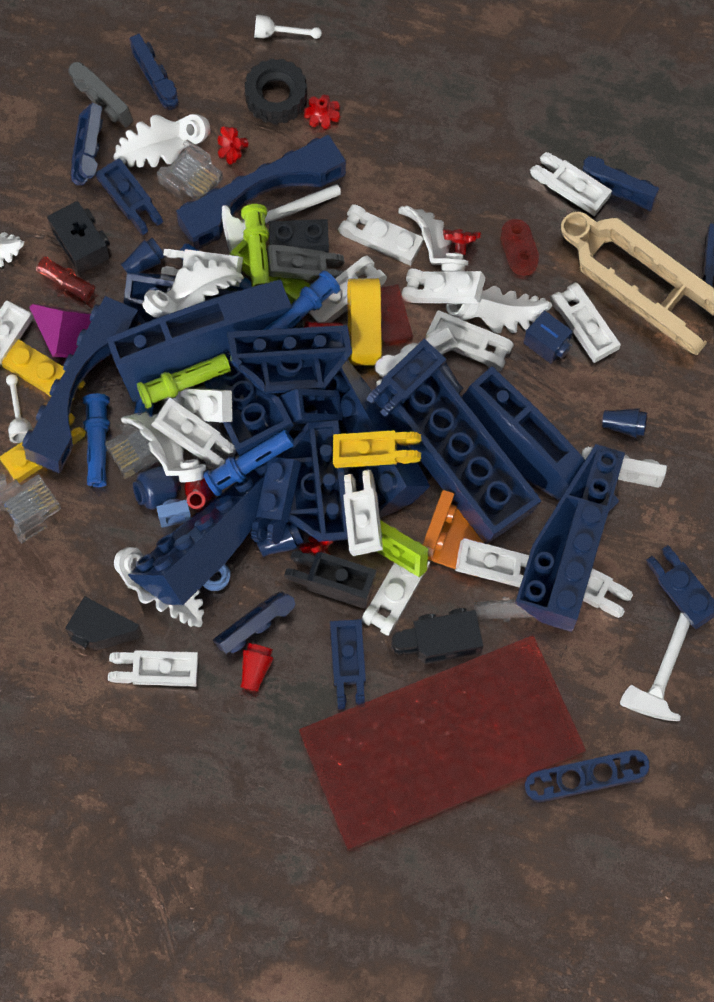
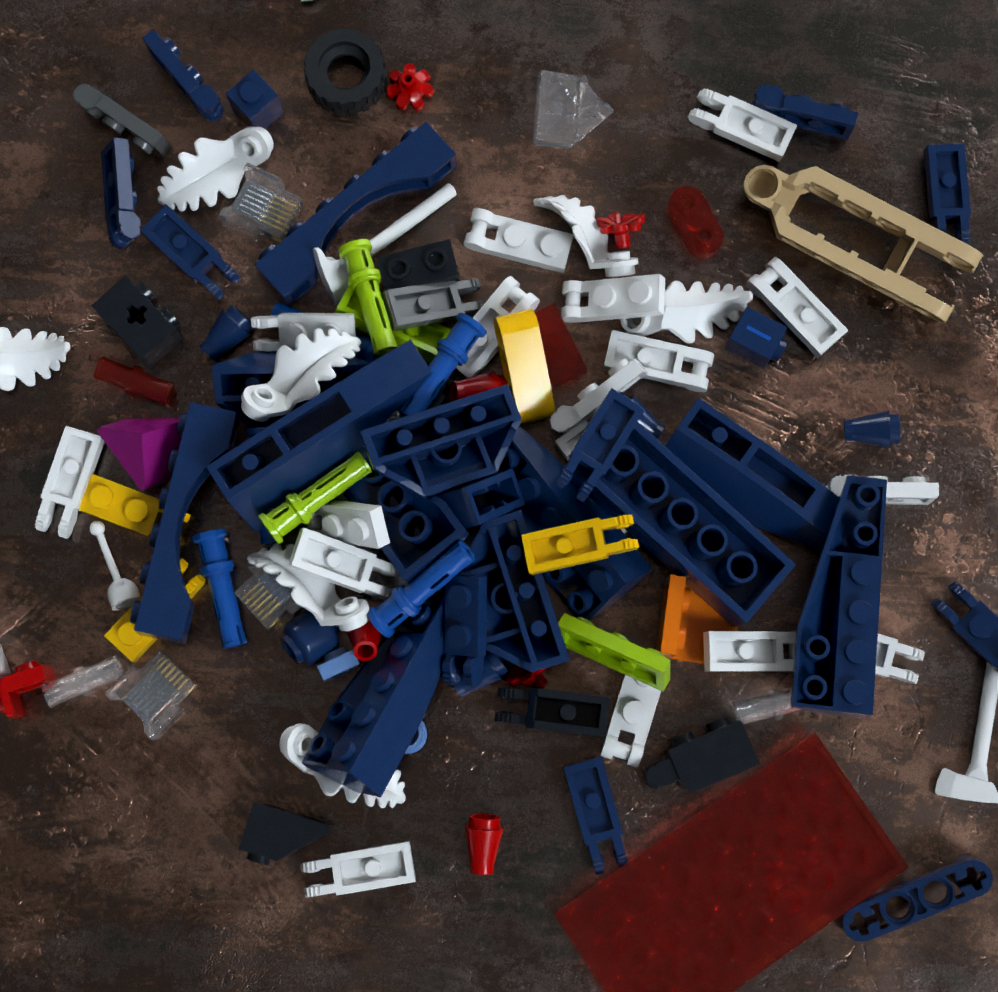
camera: 10 degrees left, 10 degrees up
(203, 98) = (255, 101): none -> dark blue brick
(231, 144) = (304, 156): red plant -> none
(254, 622) = (469, 786): dark blue hinge -> none
(362, 515) = (578, 631): white hinge -> none
(438, 149) = (566, 109): none -> clear slope

